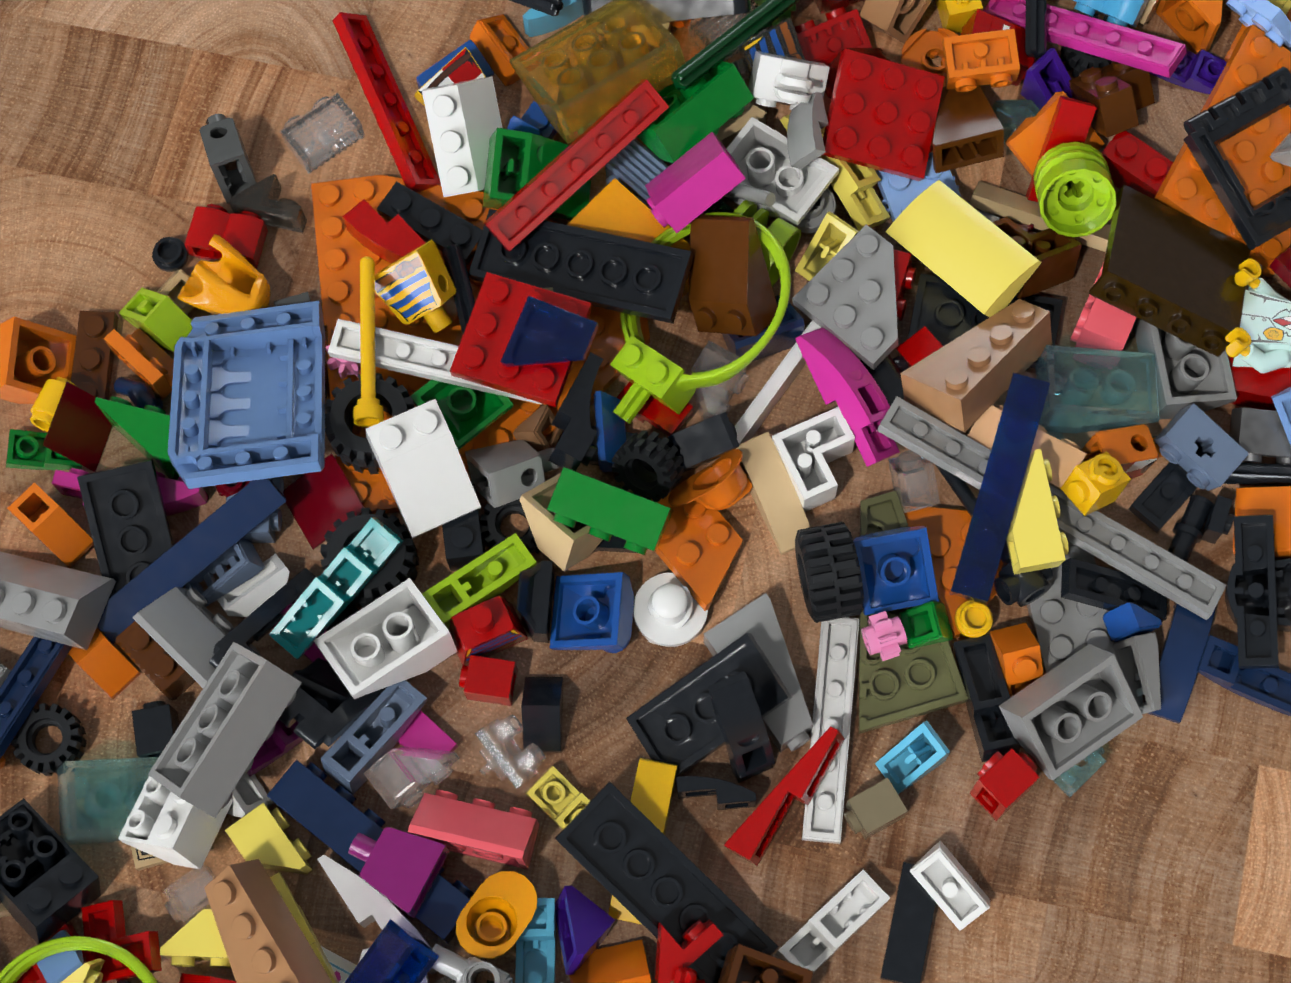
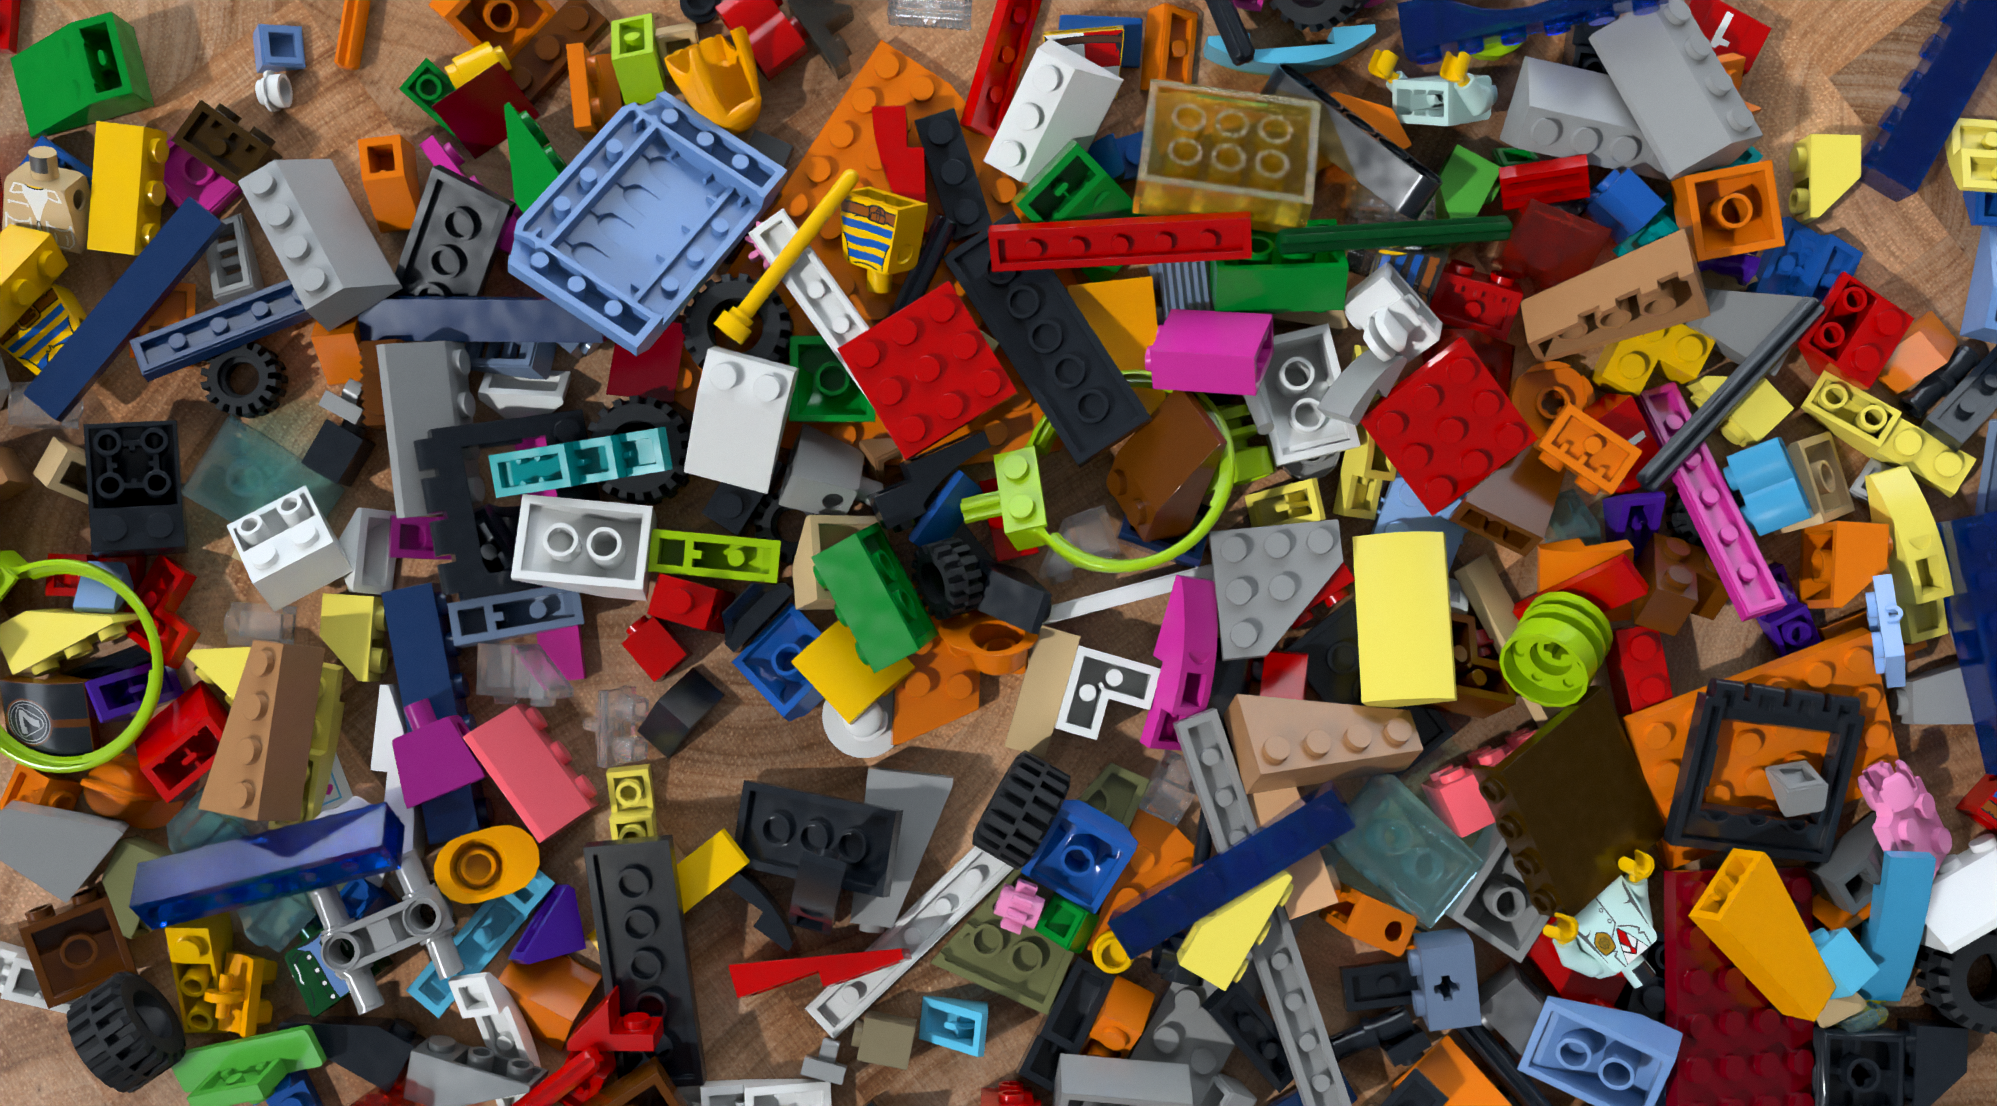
camera: 30 degrees right, 15 degrees up
(137, 693) = (348, 404): none -> light grey tile
(138, 392) = (563, 131): dark blue arm -> none
(224, 729) = (372, 519): light grey slope -> none
(548, 336) = (947, 396): clear blue wing -> none
(631, 578) = (842, 677): none -> yellow slope
(849, 862) = (824, 1066): none -> light grey tile
(1095, 483) = (1318, 941): yellow brick -> none
(1129, 621) = (1242, 1072): blue slope -> none

